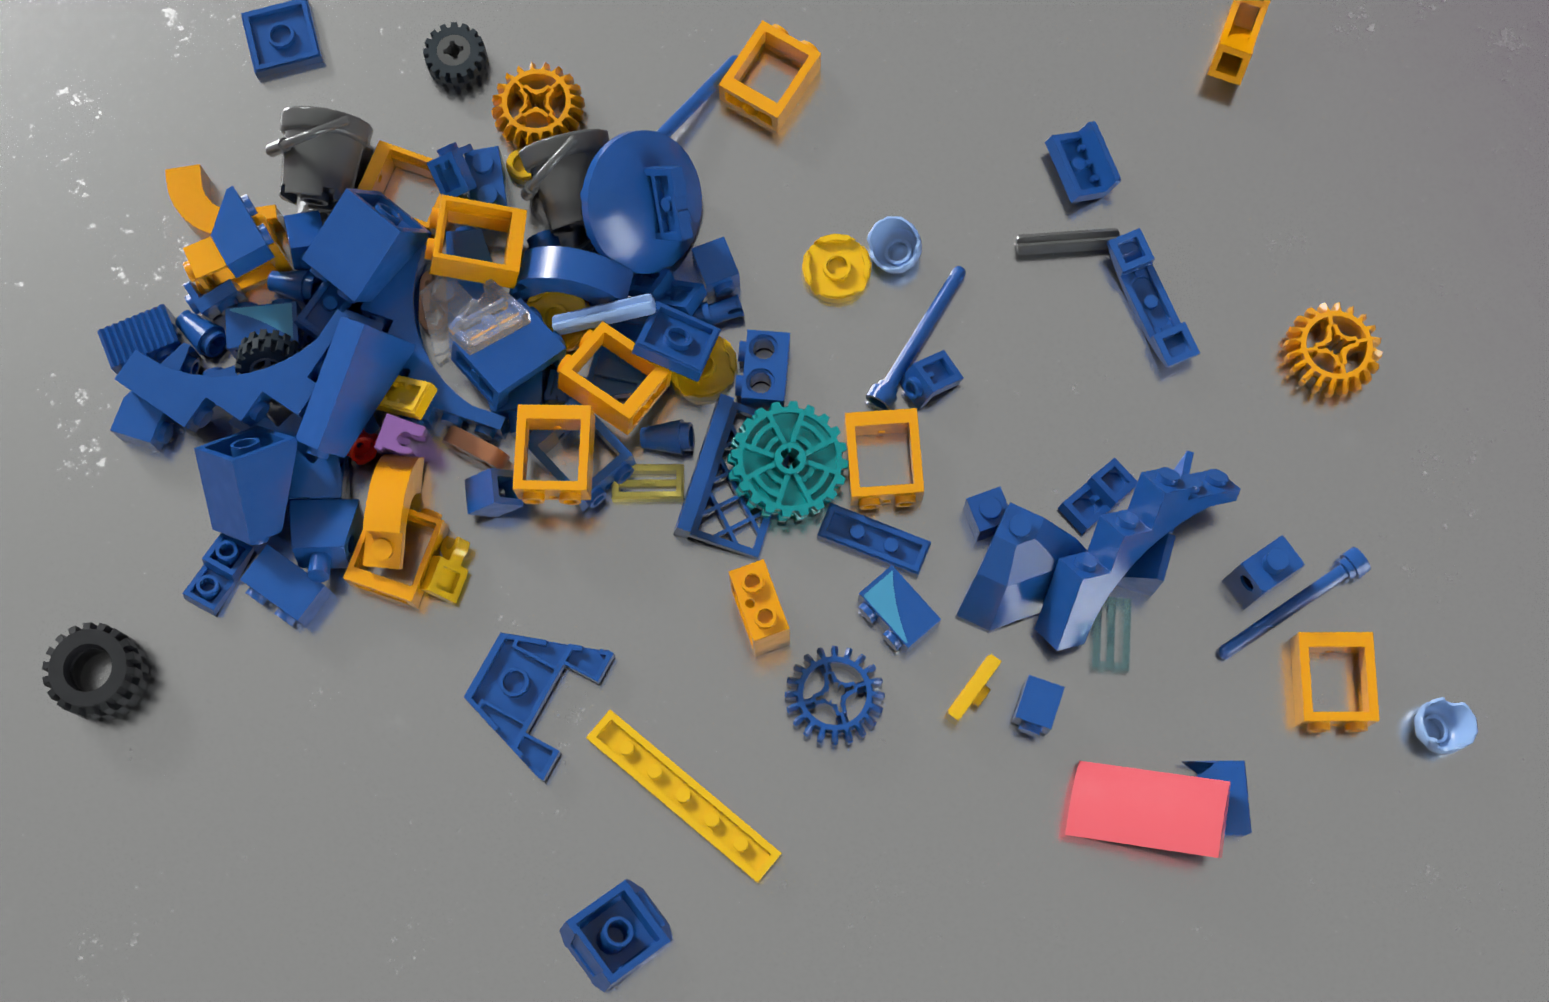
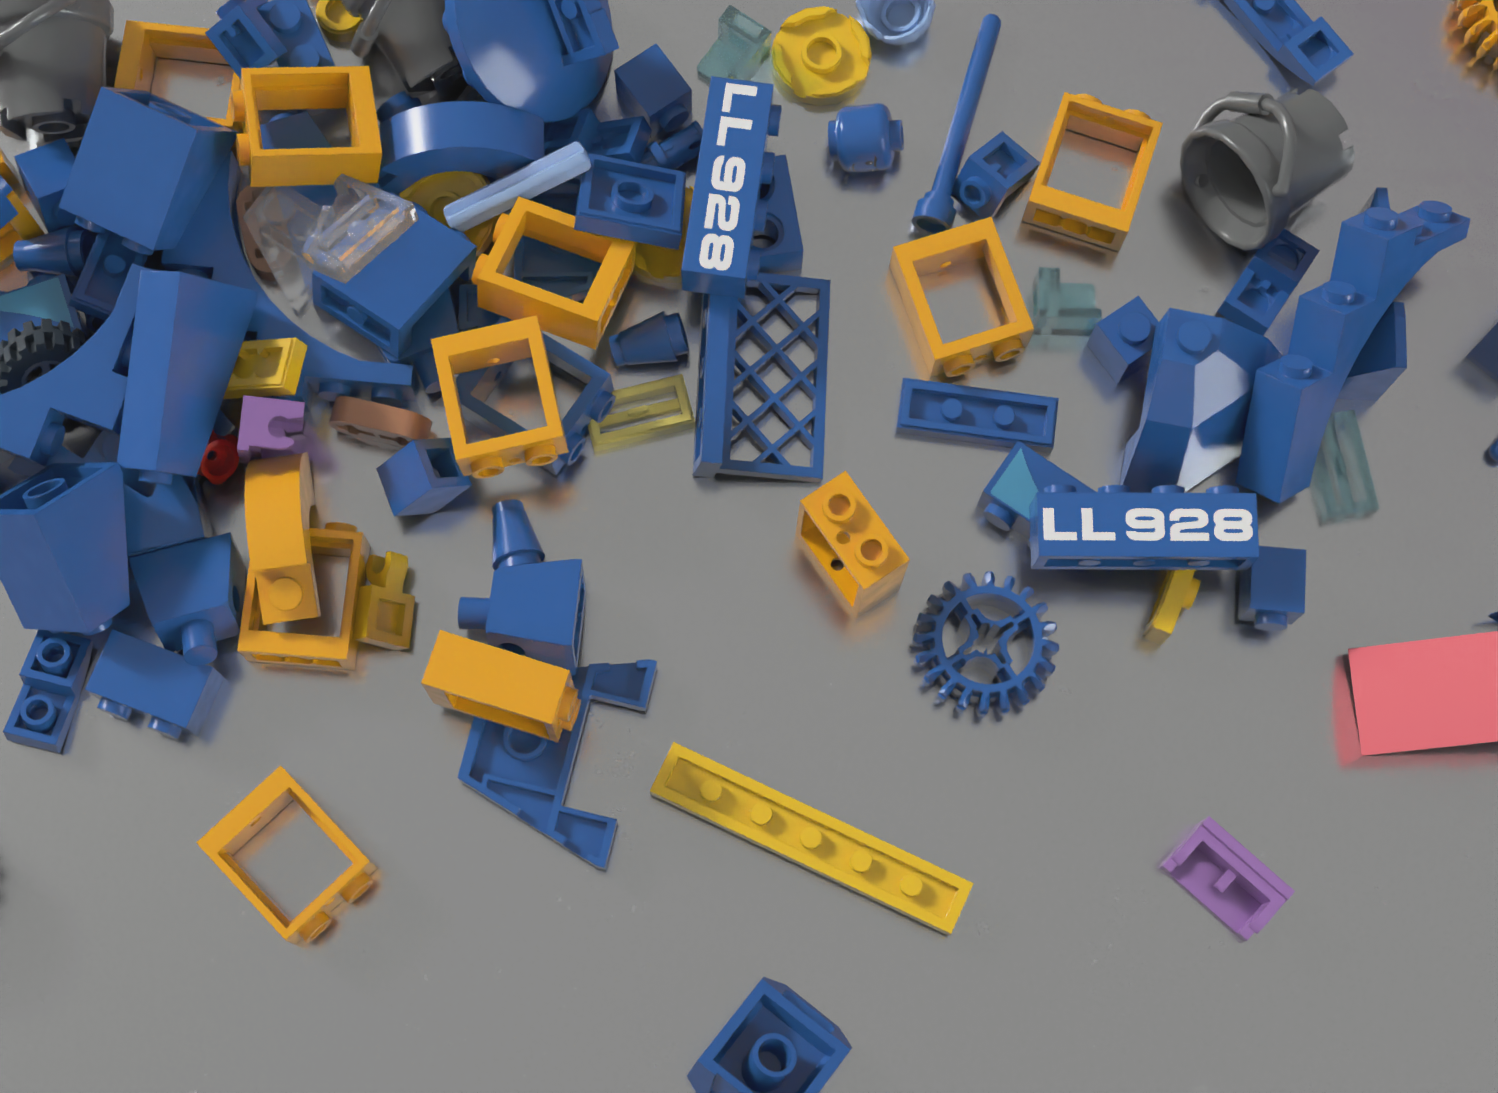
camera: 20 degrees left, 0 degrees up
(322, 690) = (248, 819): none -> light orange window
(504, 645) = (501, 686): none -> light orange window
(540, 602) = (532, 611): none -> blue torso
(542, 551) = (513, 536): none -> blue cone
(743, 347) = (728, 188): none -> blue brick
(765, 444) = (791, 327): teal piece -> none
(778, 254) = (739, 49): none -> clear light blue panel
(848, 332) = (865, 138): none -> blue head
(952, 479) = (1062, 306): none -> clear light blue panel
(952, 893) = (1227, 879): none -> medium lavender hinge
(956, 646) = (1143, 529): none -> blue brick
(978, 420) = (1079, 215): none -> light orange window
(1112, 415) = (1263, 164): none -> dark grey piece

